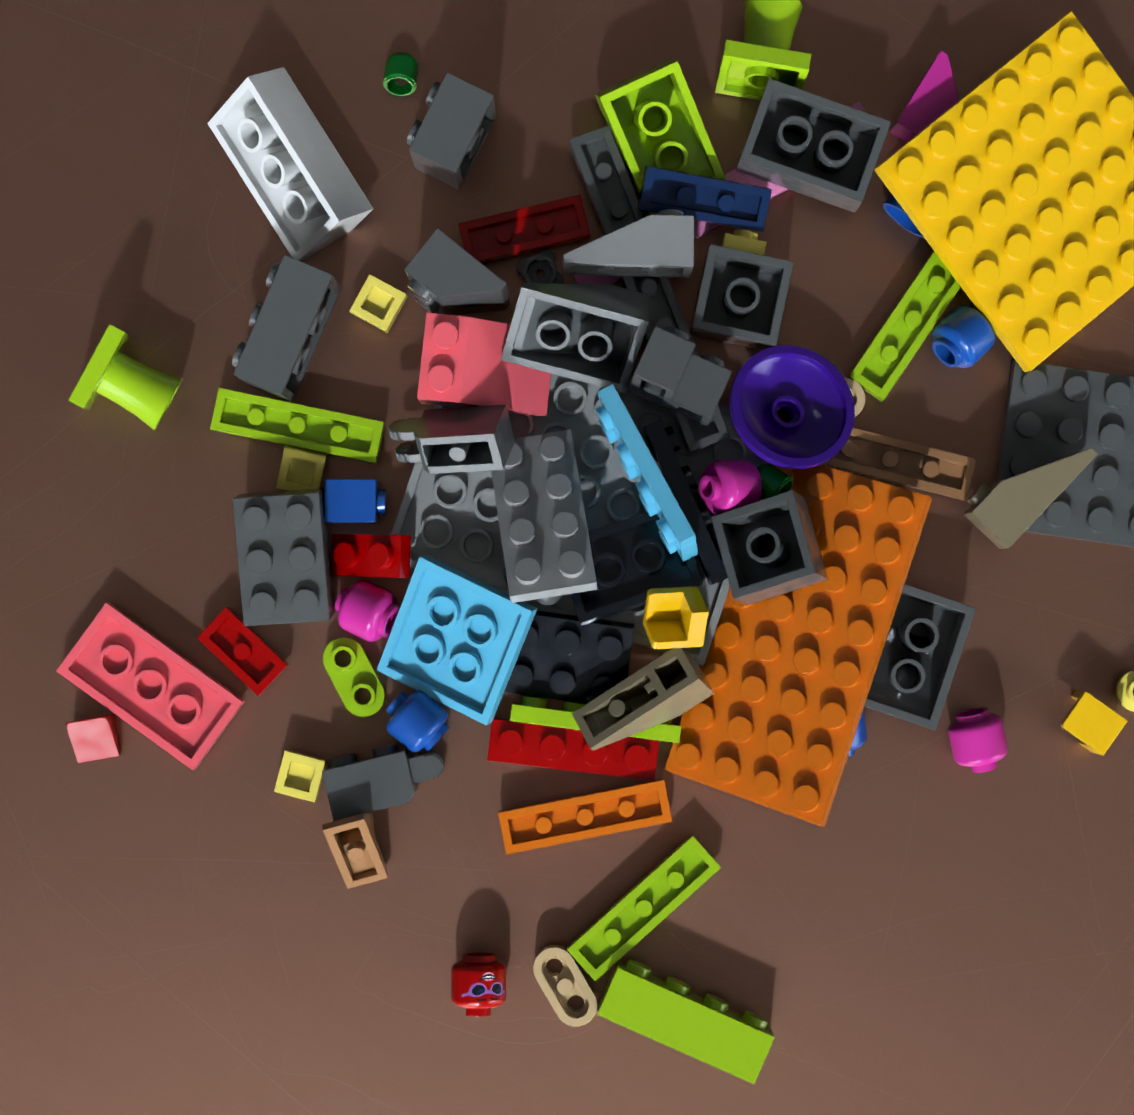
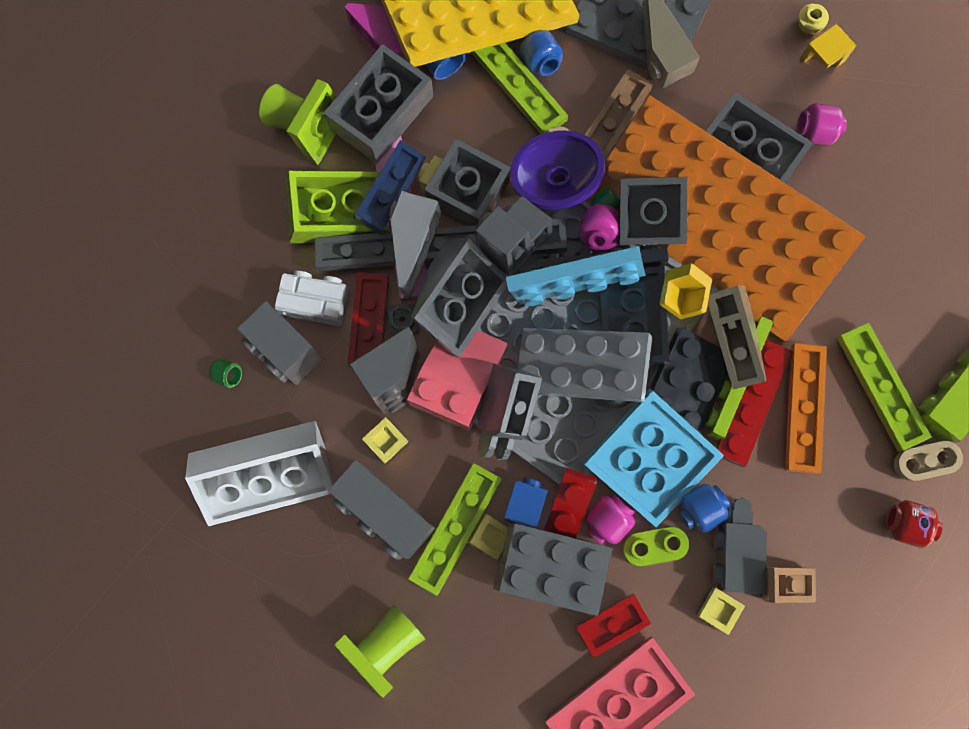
camera: 70 degrees left, 10 degrees down
(528, 150) = (312, 298): none -> white brick

